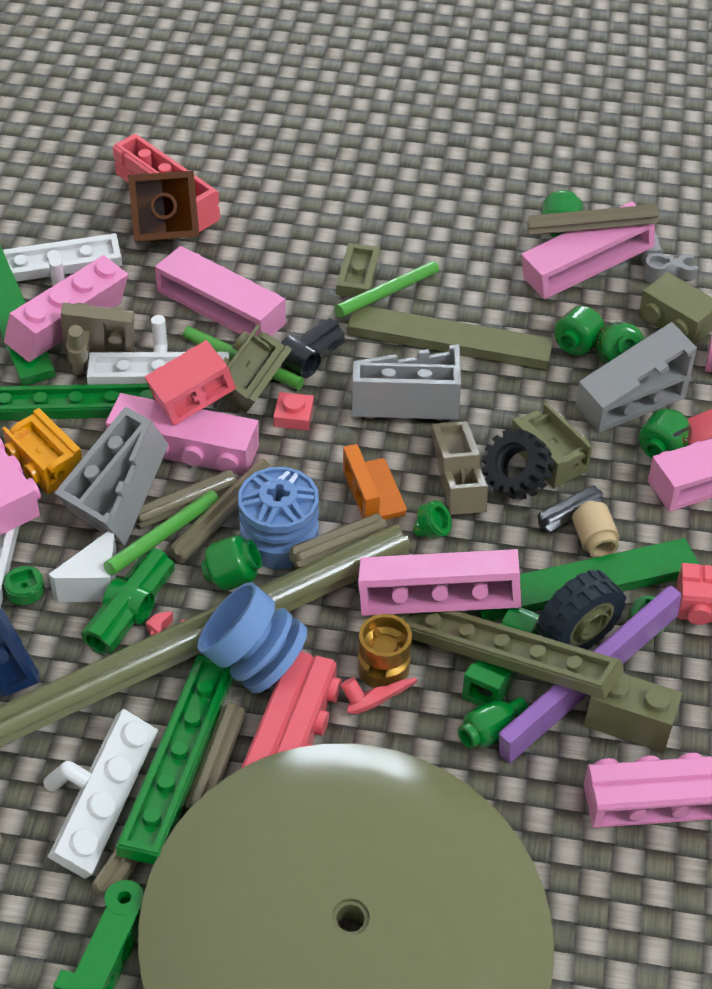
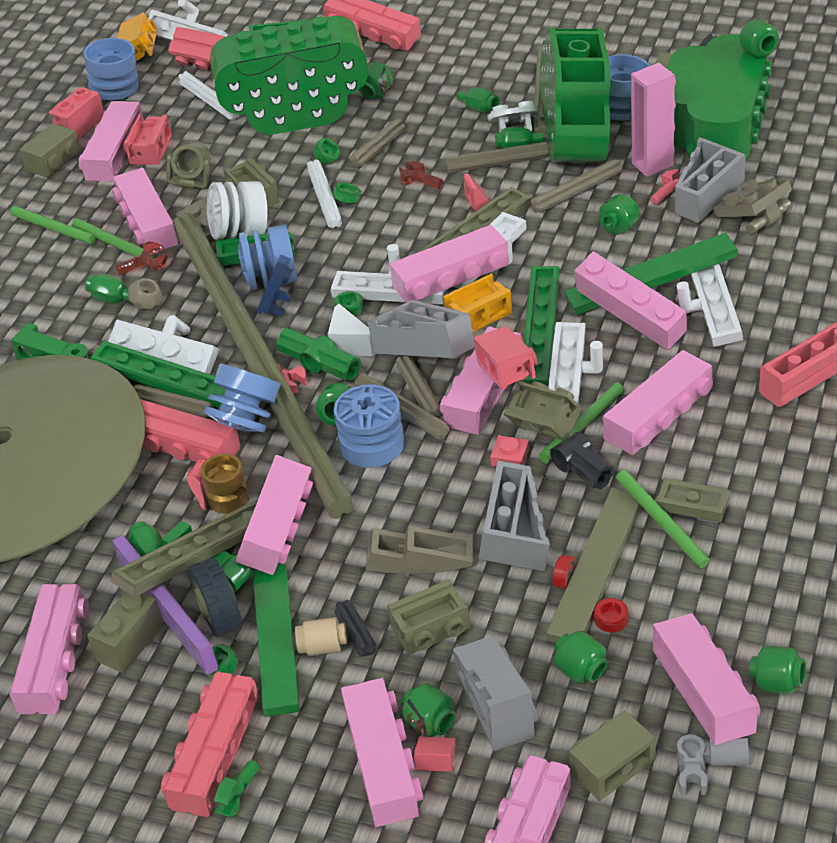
camera: 105 degrees right, 5 degrees down
(94, 330) = (589, 310): dark tan plate -> none
(160, 533) = (370, 362): bright green bar -> none
(163, 206) = (759, 342): reddish brown slope -> none
(336, 539) = (347, 467): dark tan axle -> none
(372, 485) = (408, 493): orange panel -> none
(432, 520) = (356, 528): green tile -> none
(473, 350) = (563, 571): none -> red tile
(501, 453) = (397, 580): black tyre -> none
(511, 321) = (611, 615): none -> red tile
(592, 219) = (720, 664): dark tan axle -> none
(616, 339) = (553, 685): green head -> none

